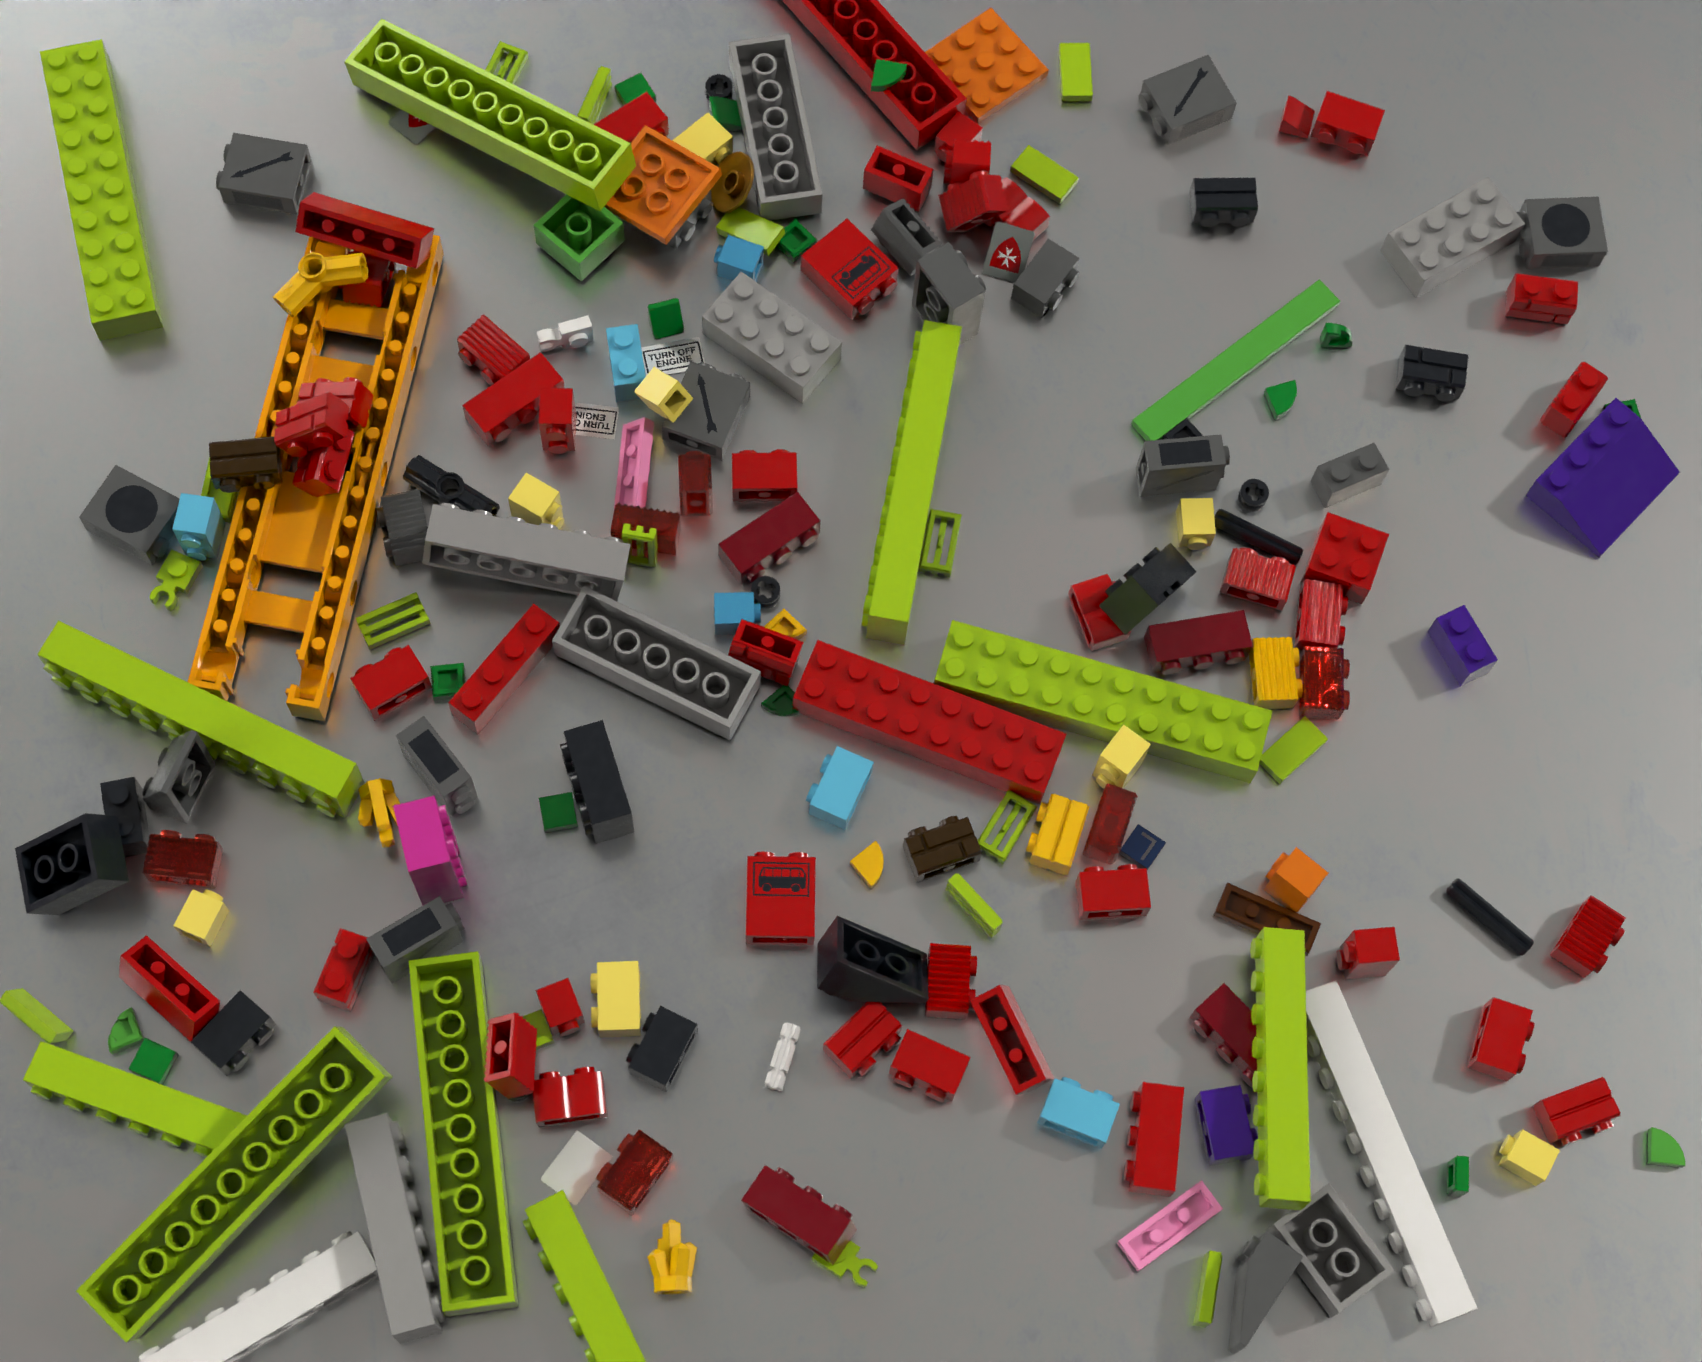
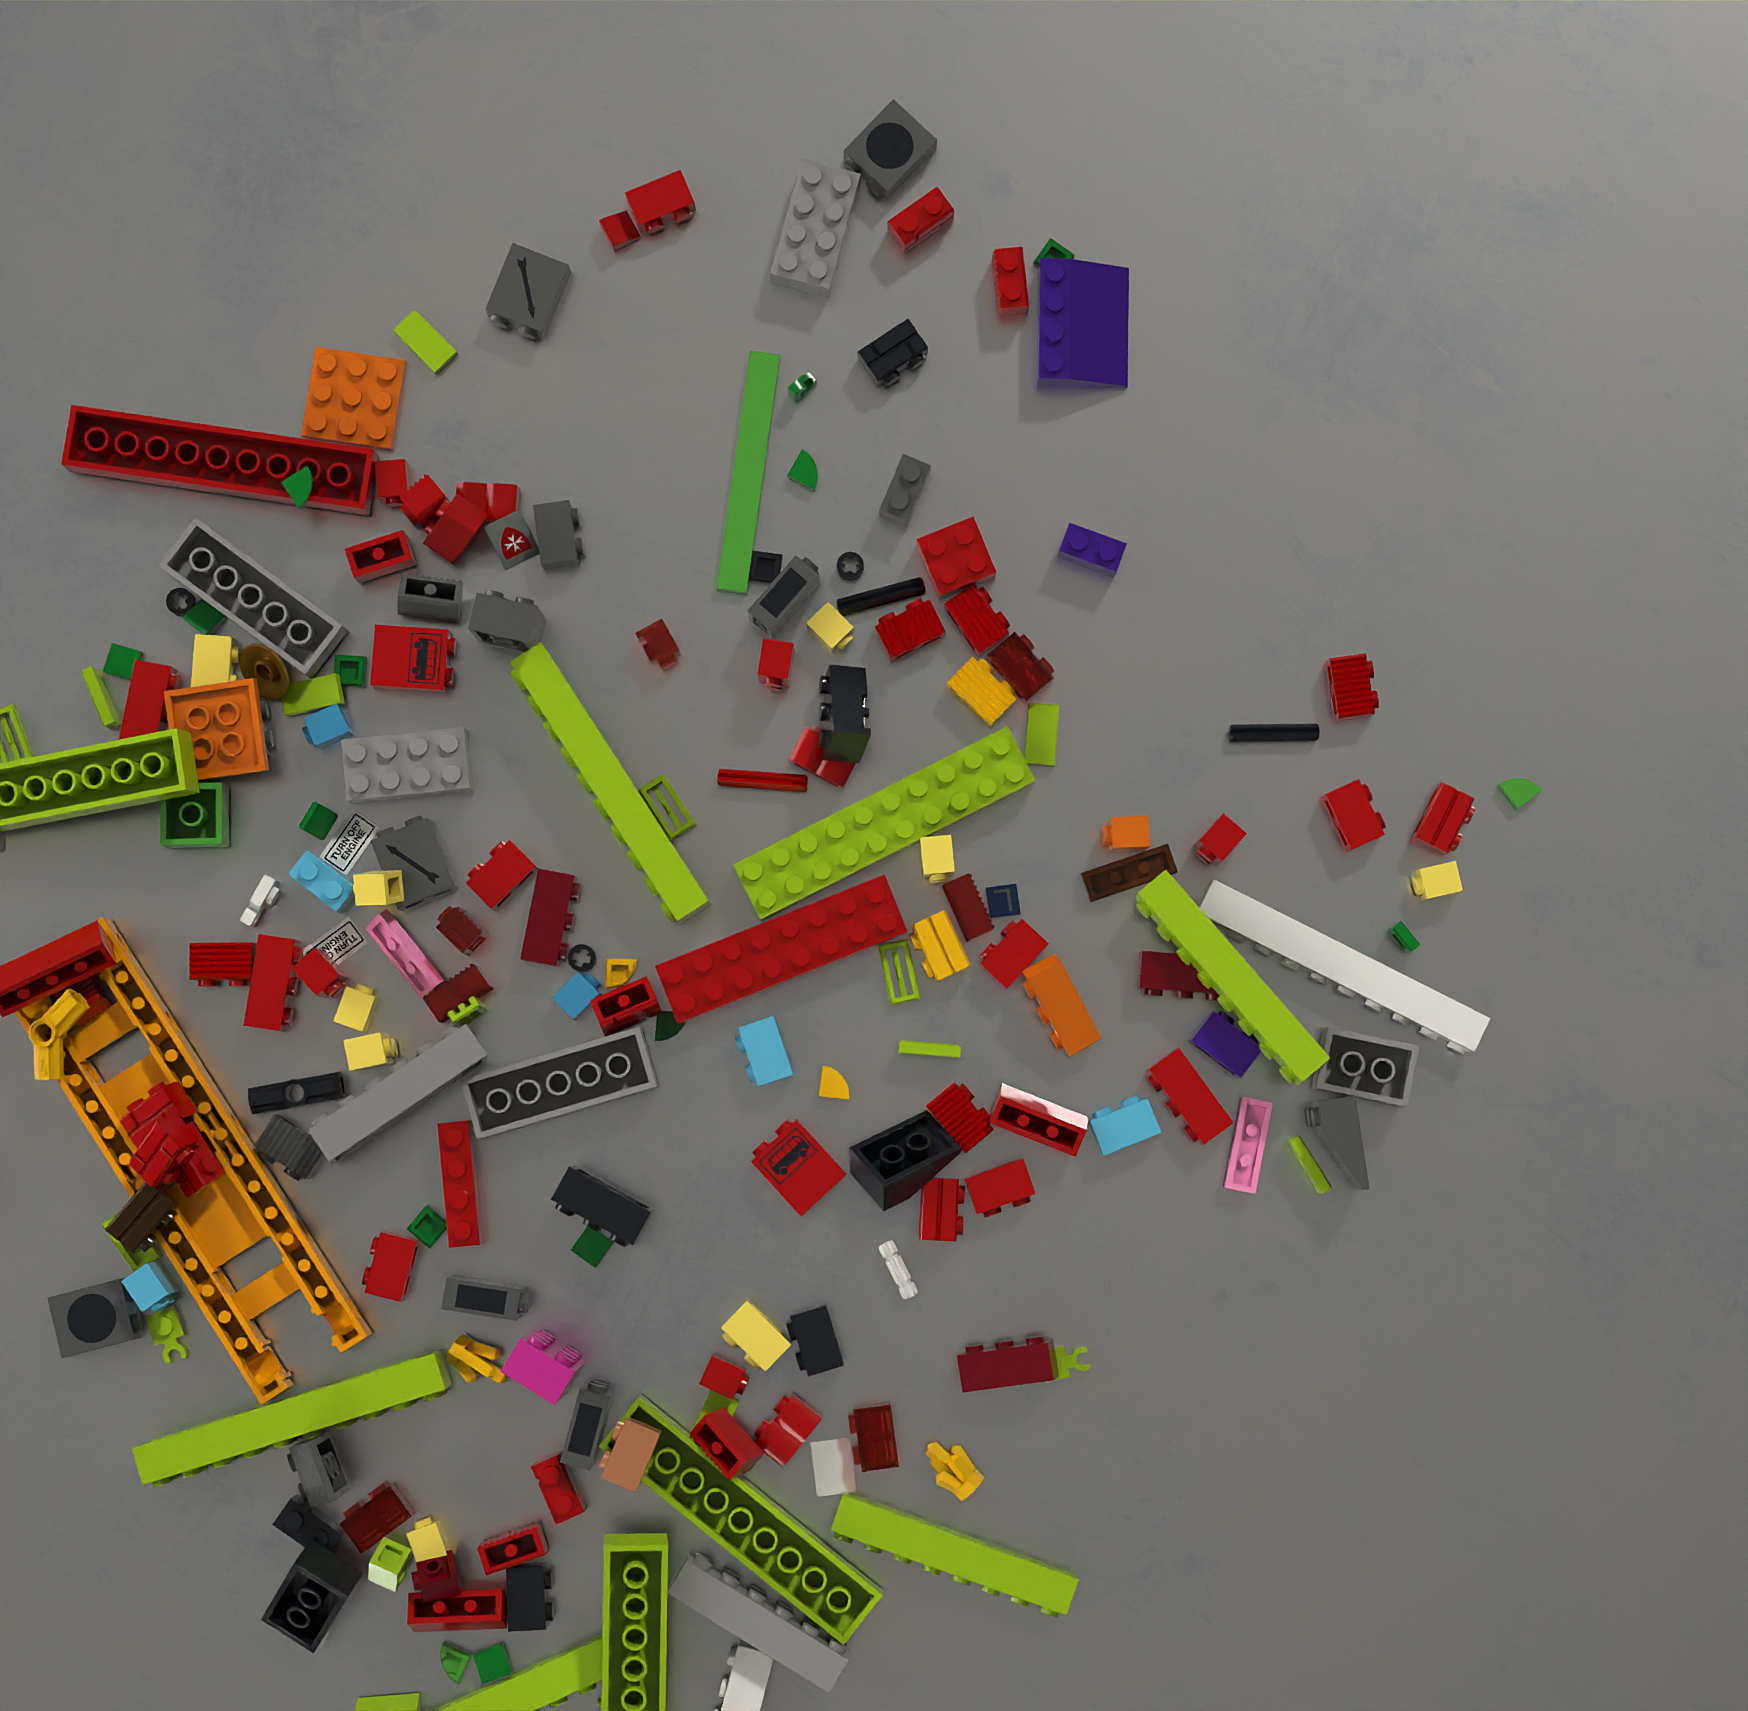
camera: 40 degrees left, 15 degrees up
(155, 902) = (389, 1564): none -> lime brick
(180, 943) = (436, 1577): none -> dark red brick
(261, 981) = (512, 1548): none -> red brick
(389, 609) = (357, 1195): lime tile -> none
(427, 985) = (630, 1454): none -> nougat brick
(559, 470) = (356, 1007): none -> light yellow brick
(941, 848) = (871, 1030): dark brown brick -> none
(1034, 587) = (762, 780): none -> red axle
(1044, 174) = (478, 448): lime tile -> none
(1049, 418) = (659, 644): none -> clear red brick
(1115, 964) = (1060, 1005): none -> orange brick
(1128, 506) = (775, 664): none -> red brick
(1198, 642) = (911, 717): dark red brick -> none
(1223, 201) = (628, 352): black brick -> none

